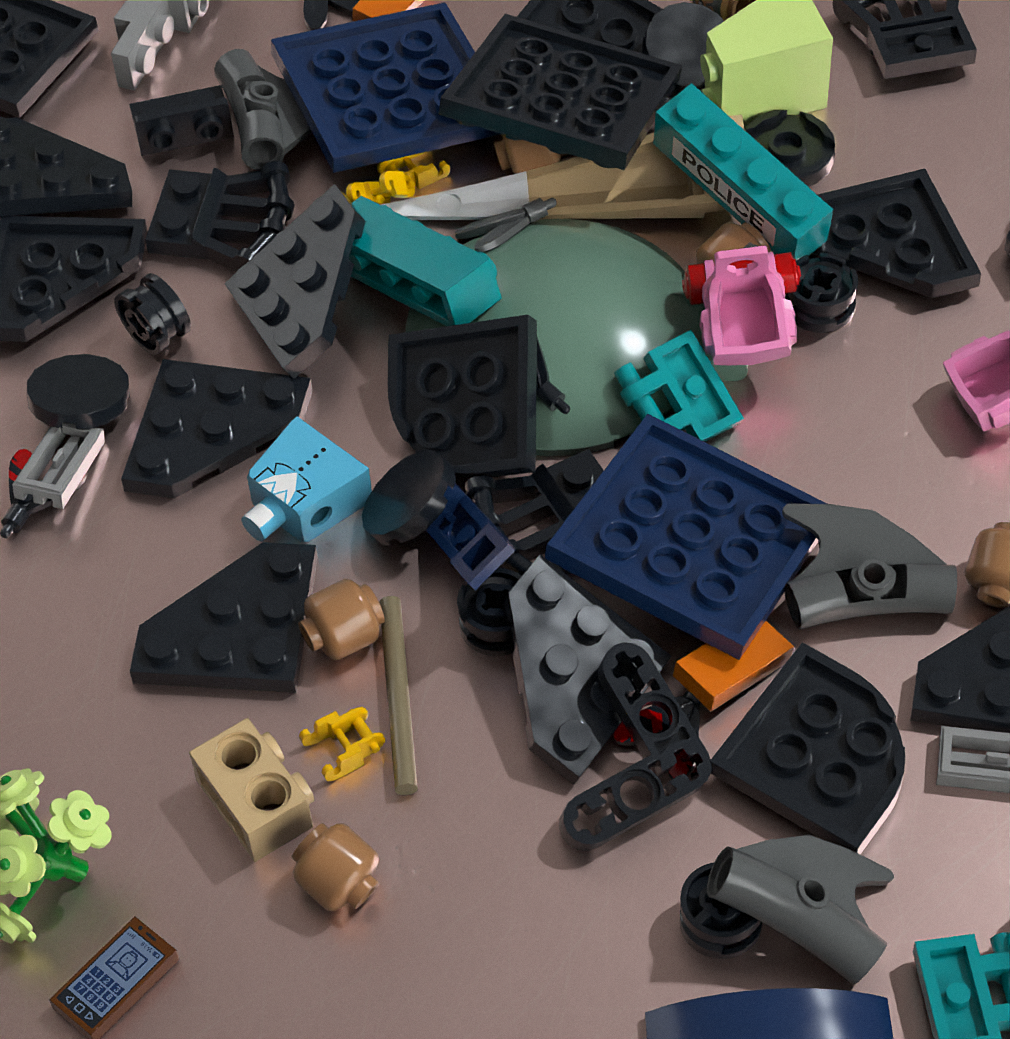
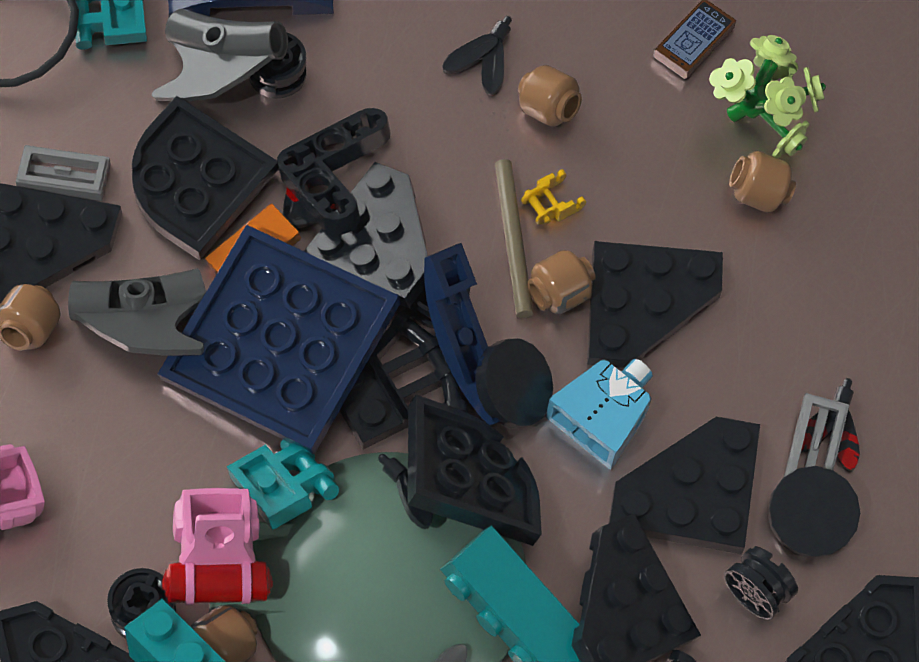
camera: 170 degrees right, 10 degrees up
(64, 752) = (762, 181): none -> medium nougat head
(245, 791) = (624, 150): tan brick -> none
(418, 955) = (484, 48): none -> black piece

